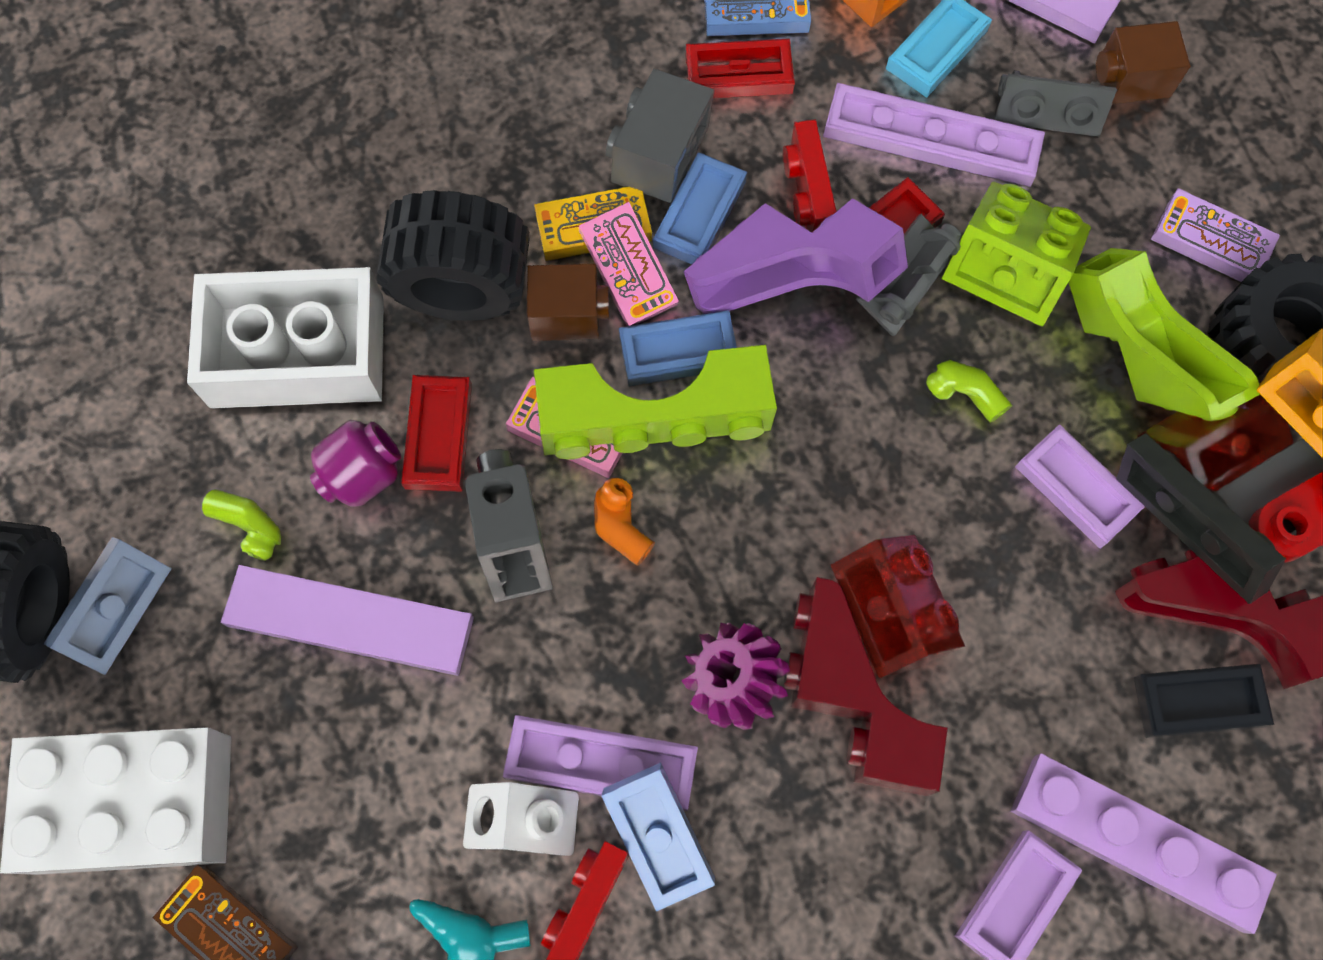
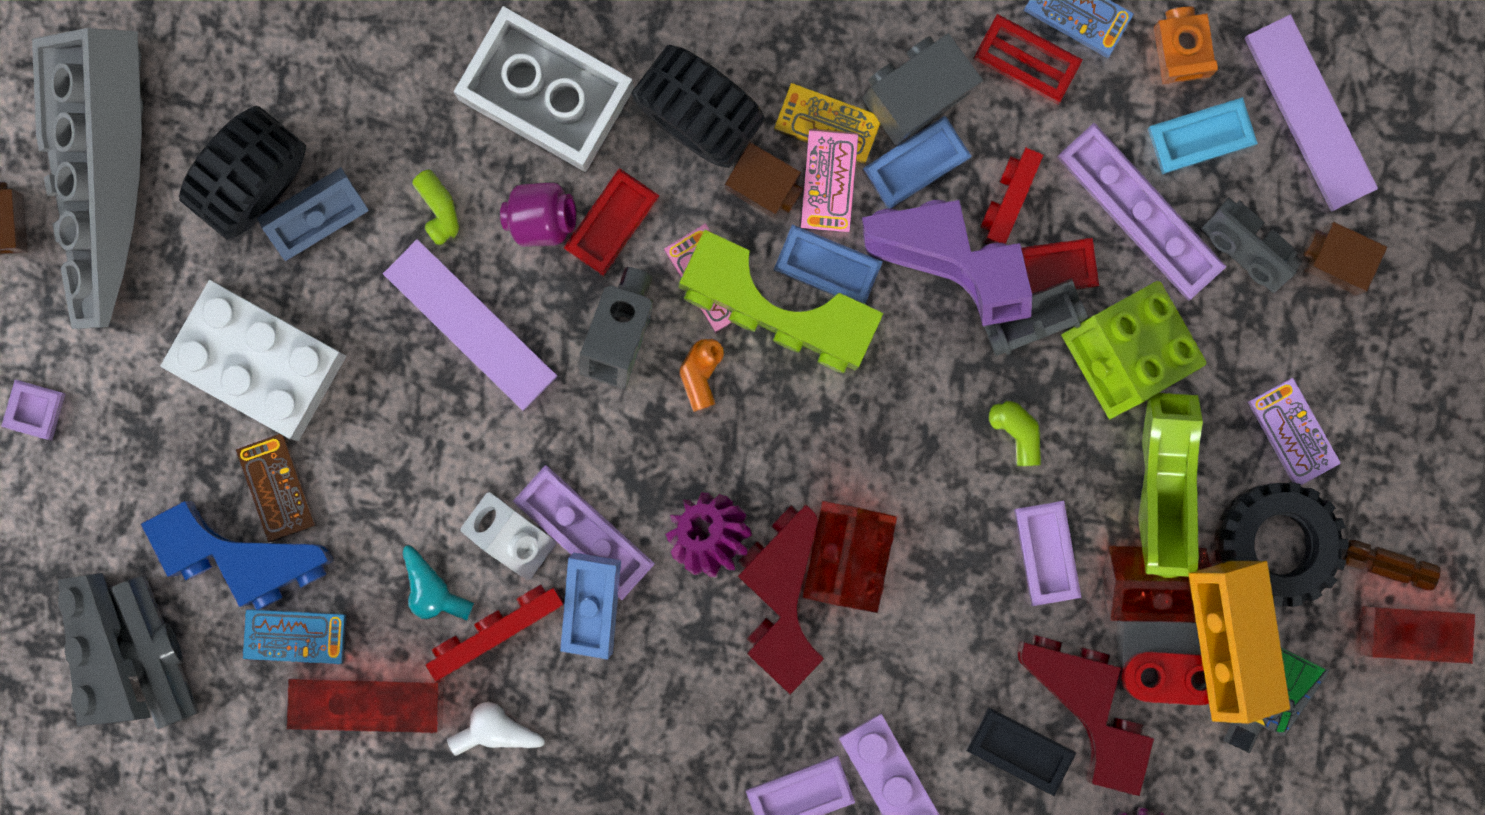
camera: 30 degrees right, 15 degrees up
(1200, 518) = (1094, 630): pearl dark grey plate -> none

